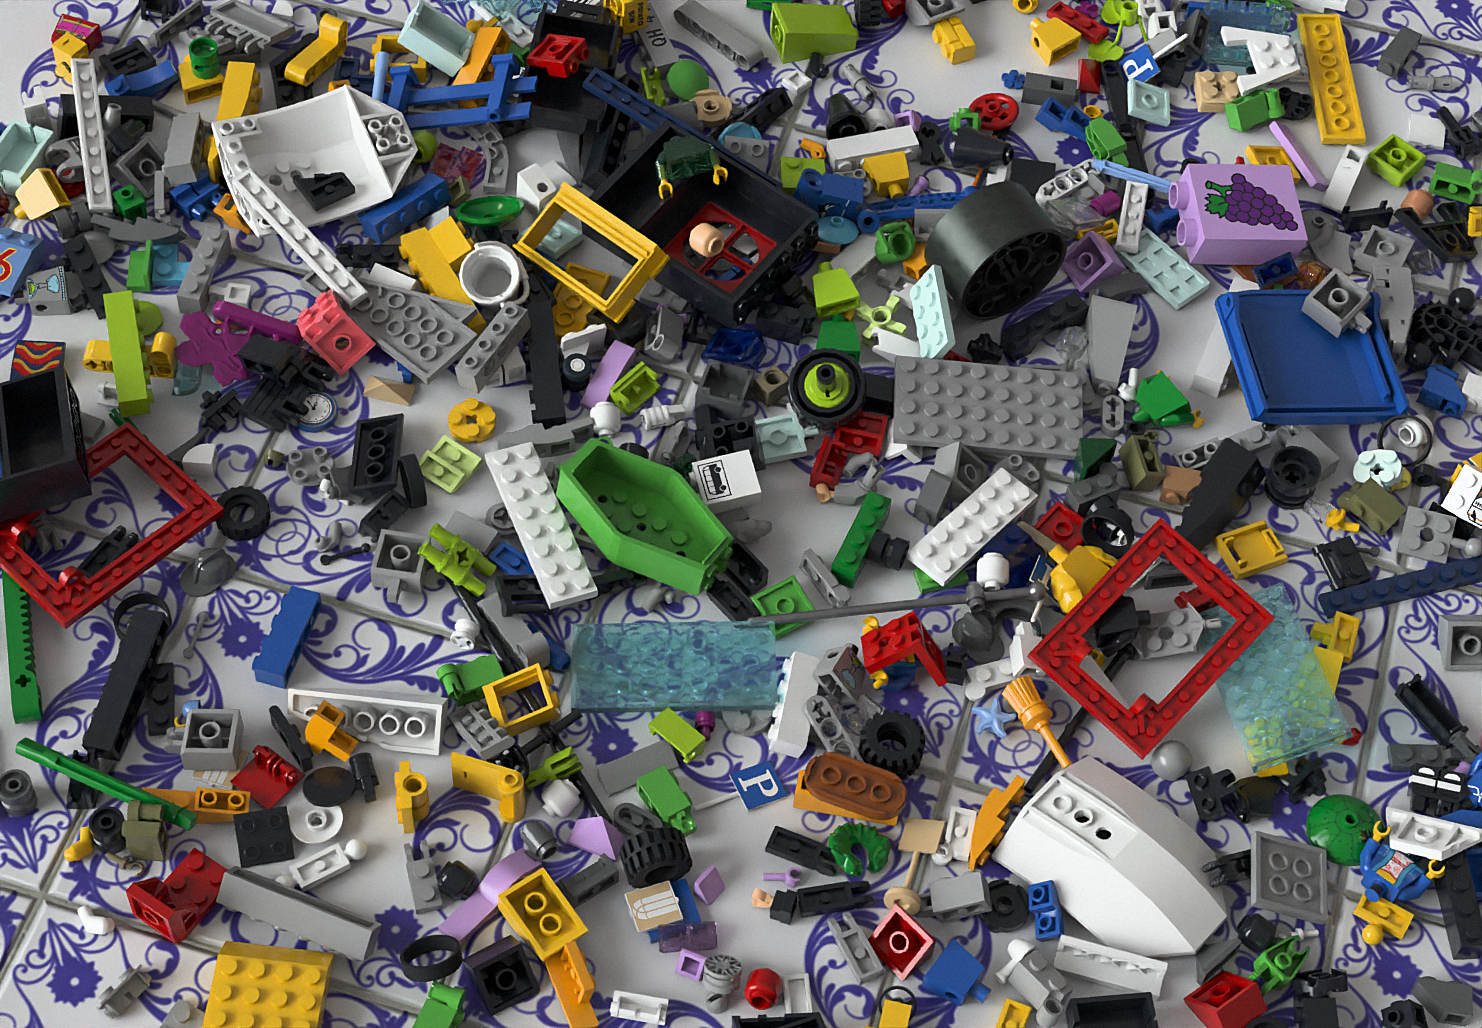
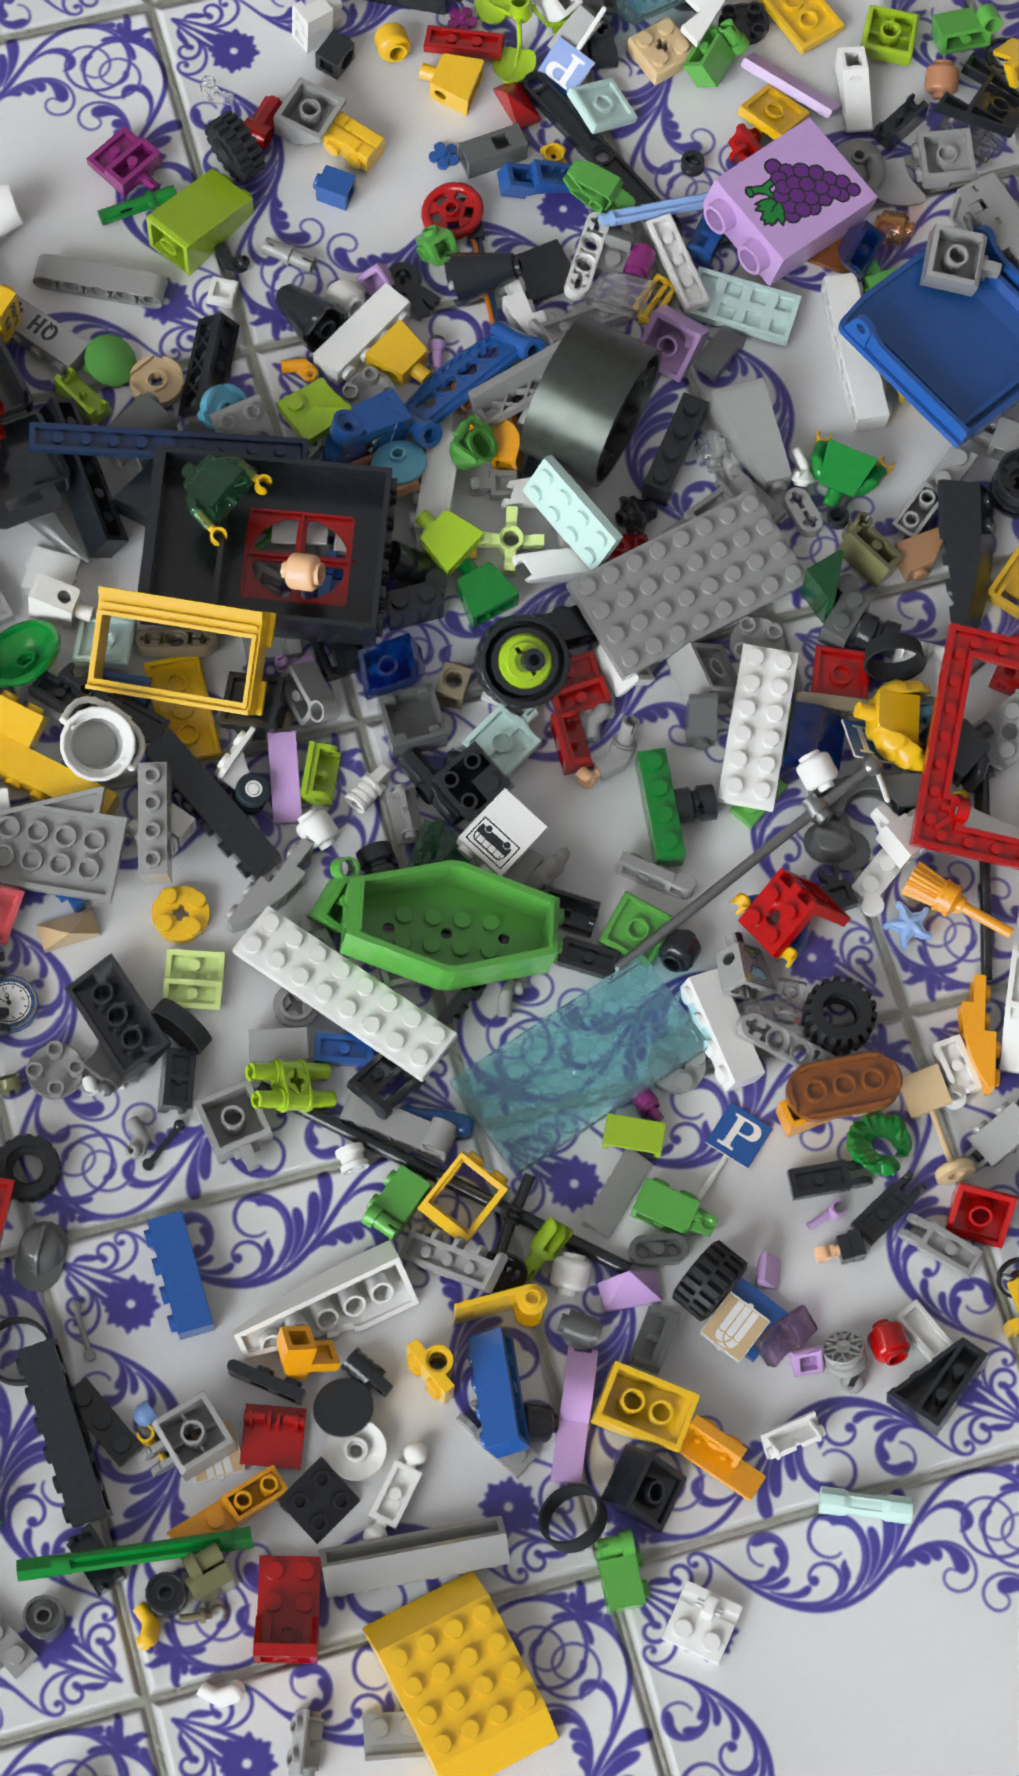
camera: 35 degrees left, 15 degrees up
(443, 839) = (498, 1393): none -> blue brick
(600, 260) = (157, 649): none -> dark tan beam
(805, 636) = (679, 950): none -> black head
(921, 59) = (335, 187): none -> blue brick

